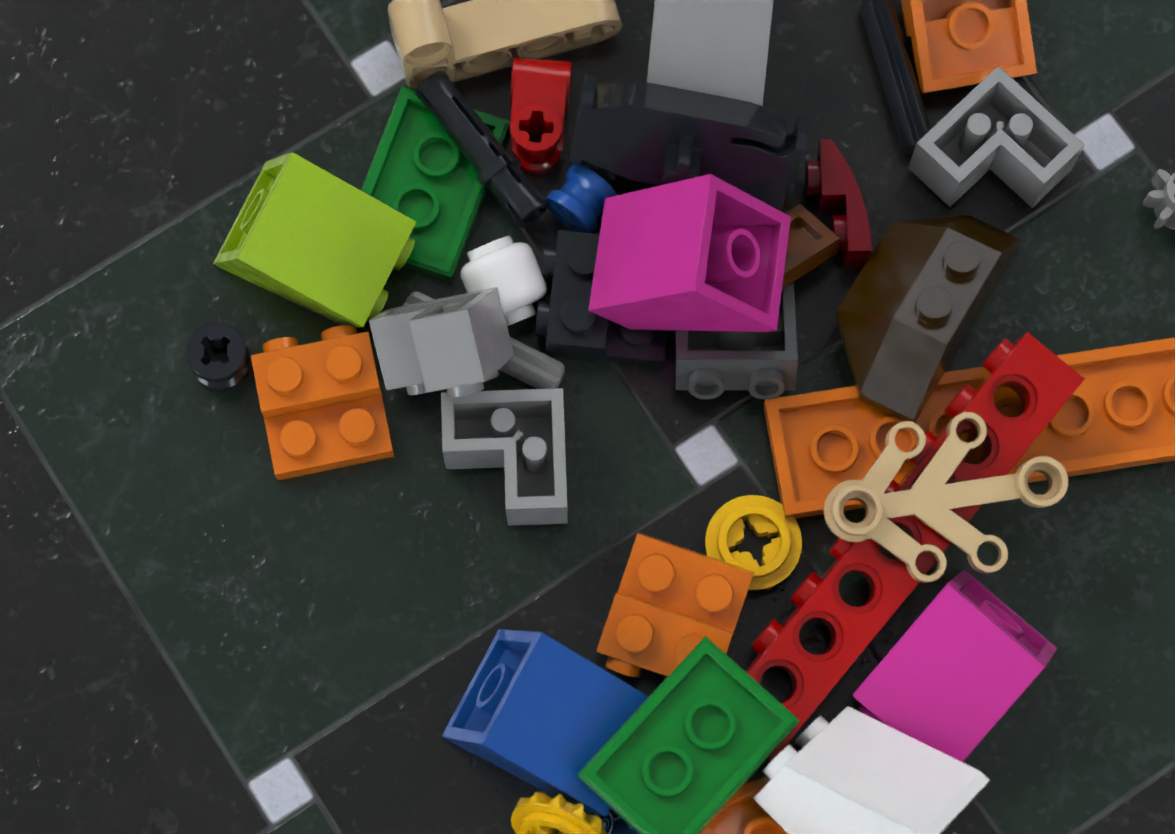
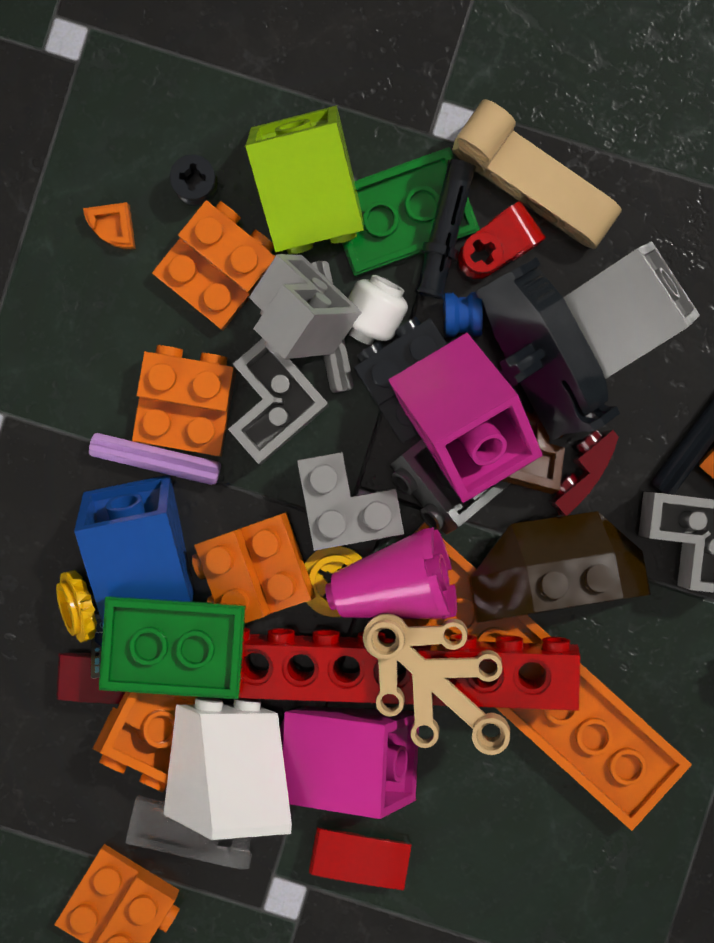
camera: 55 degrees right, 15 degrees up
(189, 479) = (112, 224): none -> orange tile
(435, 548) = (184, 401): none -> orange plate
(469, 629) = (154, 458): none -> lavender axle
(680, 480) = (336, 515): none -> light grey brick
(801, 457) = (397, 580): none -> dark pink cone
(1076, 749) = (360, 859): none -> red slope

